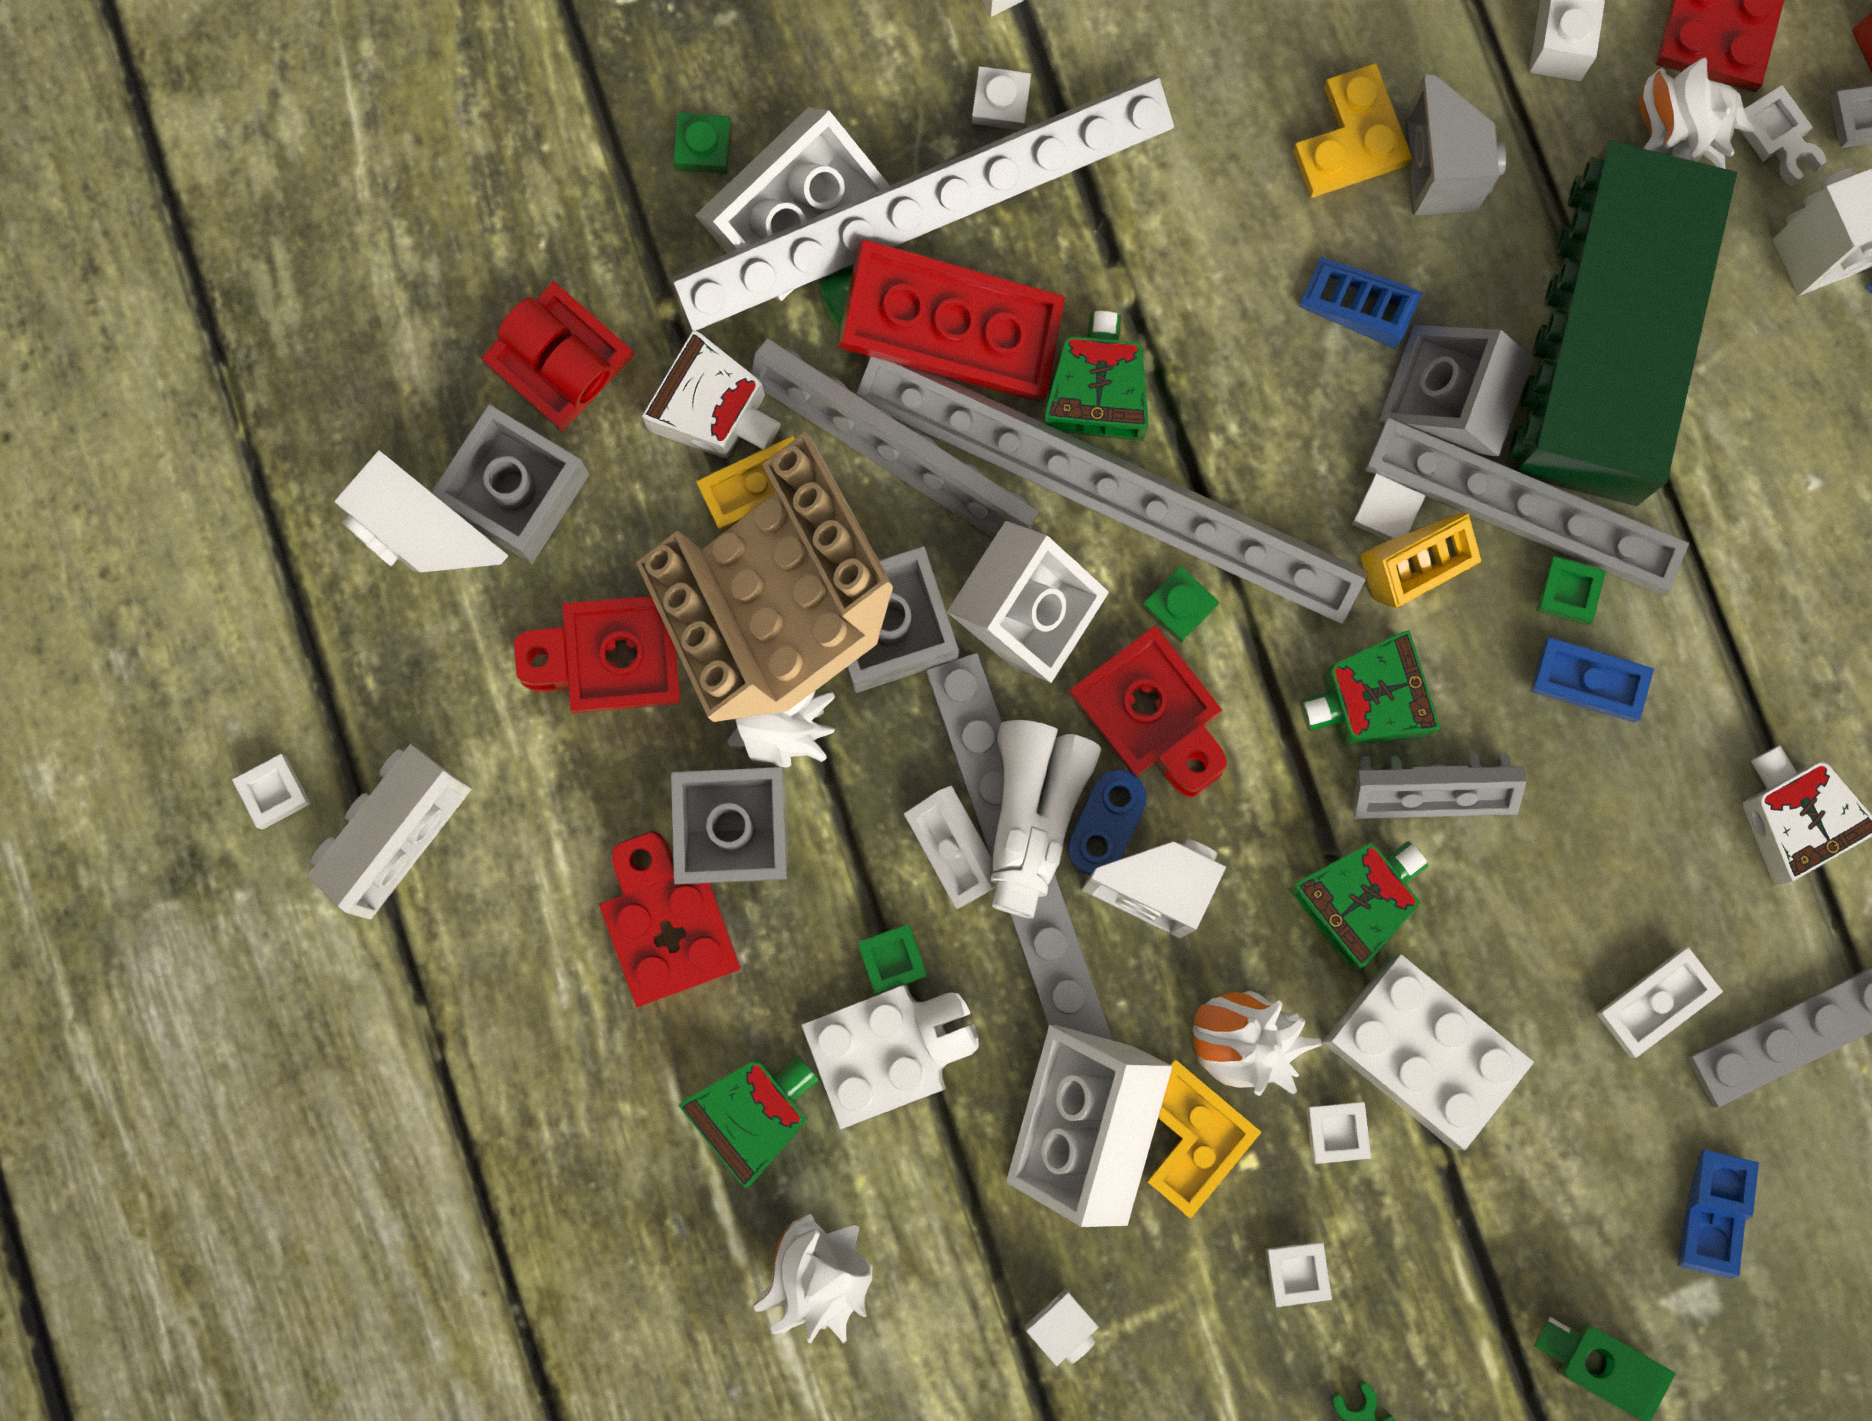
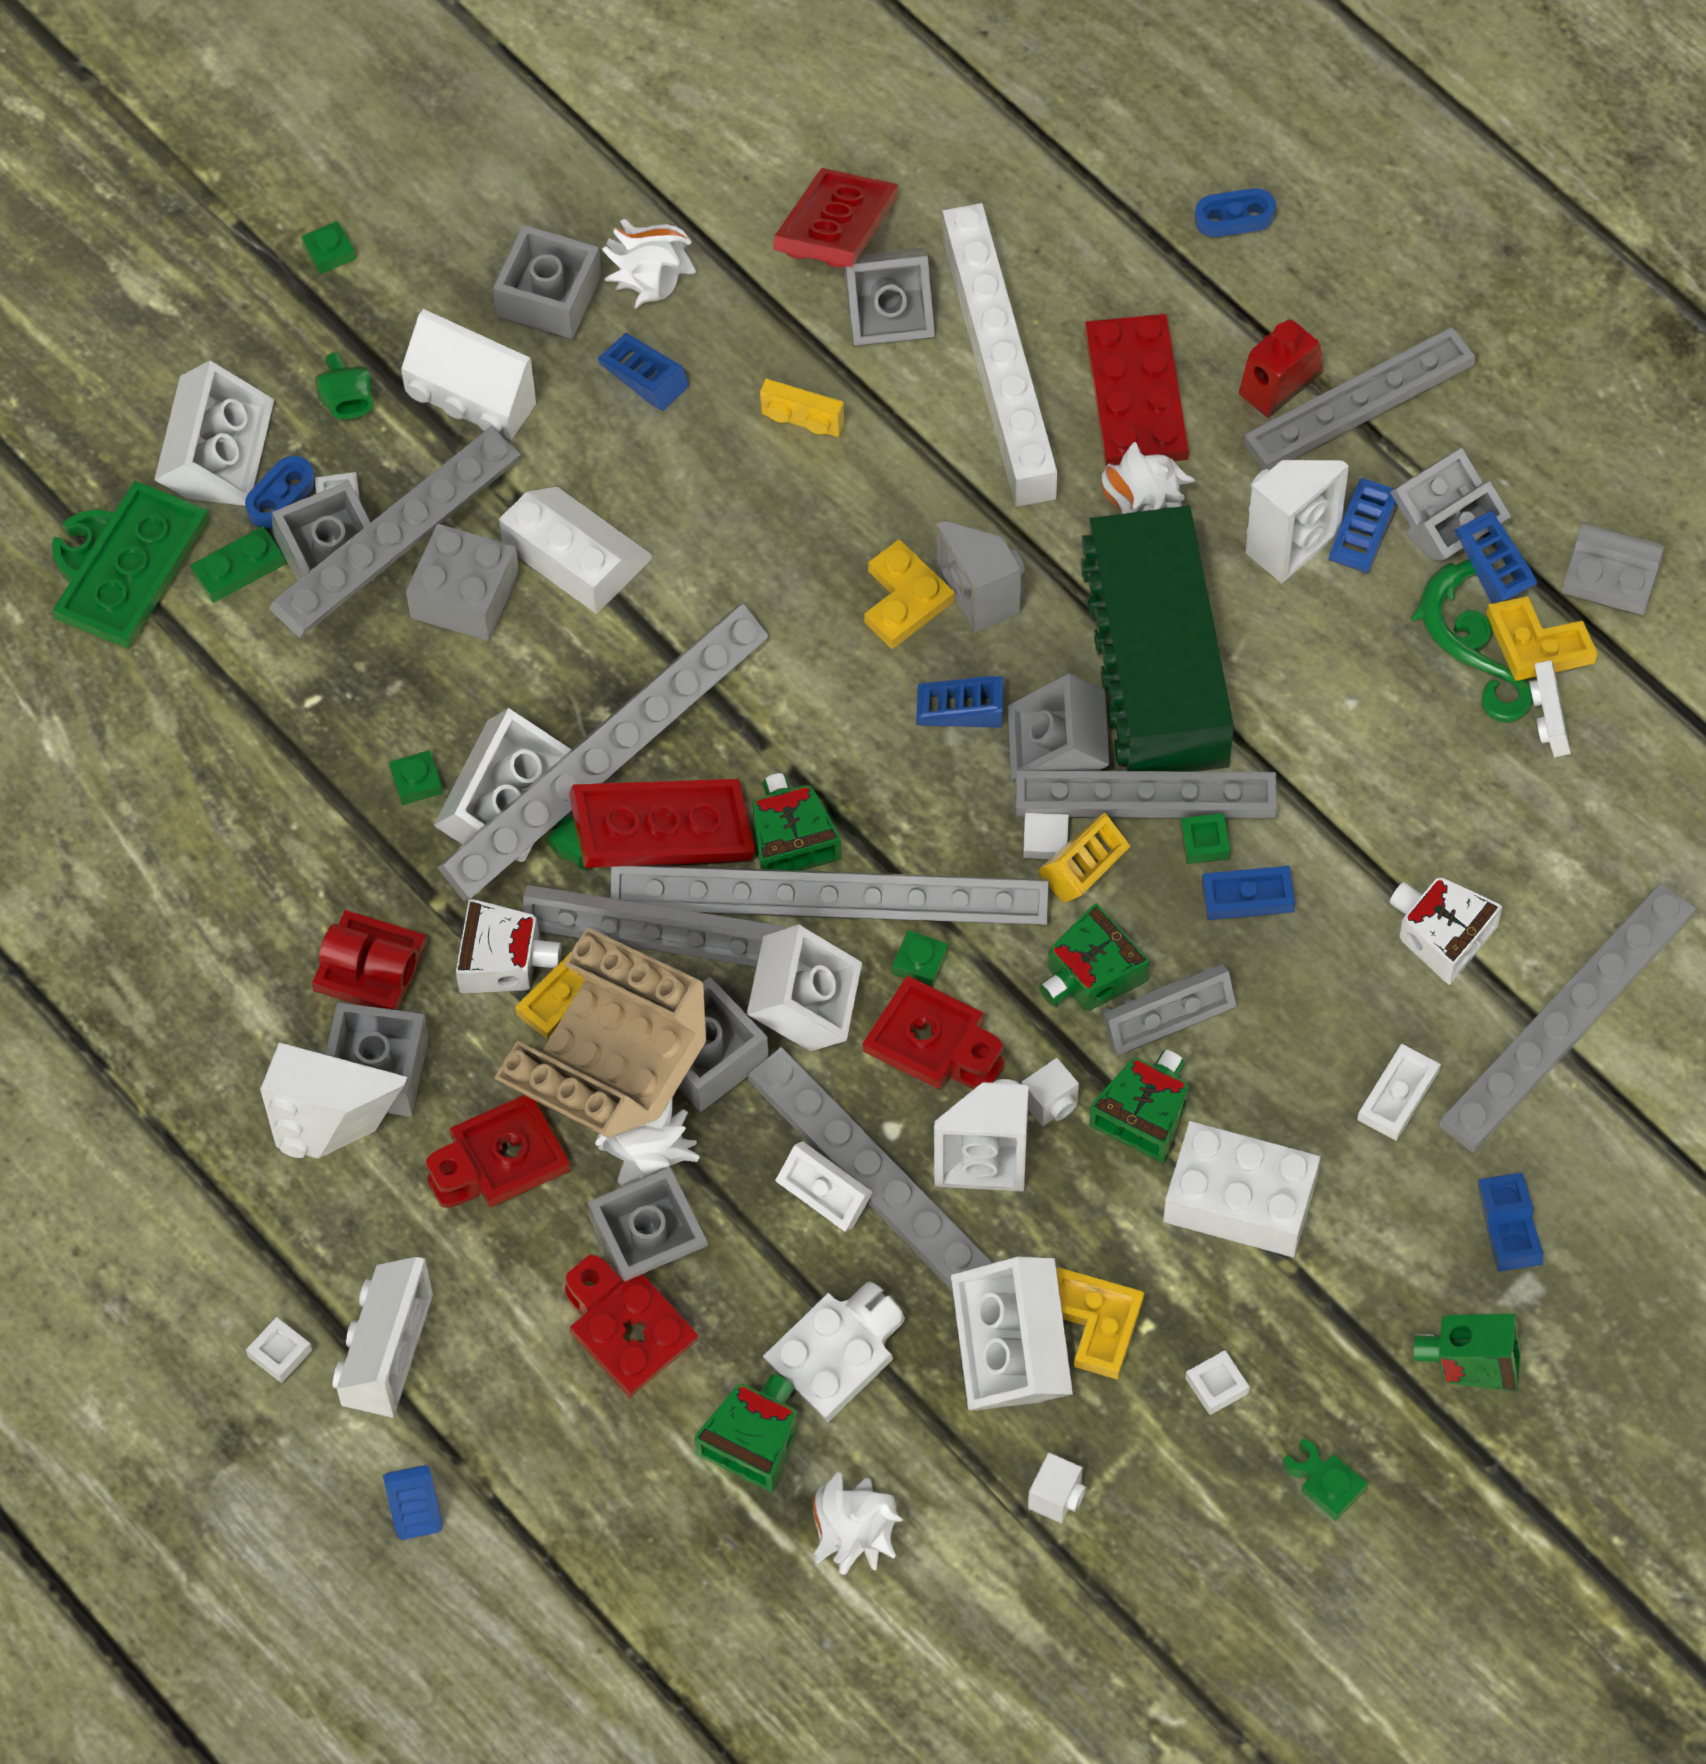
camera: 20 degrees left, 20 degrees down
(339, 1049) = (413, 1502): none -> blue slope
(892, 959) = (811, 1282): green plate -> none
(1001, 98) = (629, 664): white plate -> none
(1032, 841) = (876, 1152): white piece -> none
(1107, 821) = (922, 1125): blue plate -> none
(1249, 1041) = (1105, 1229): white hair -> none
(1258, 840) = (1051, 1092): none -> white plate
(1338, 1132) = (1202, 1273): white plate -> none
(1780, 132) = (1216, 477): white plate -> none

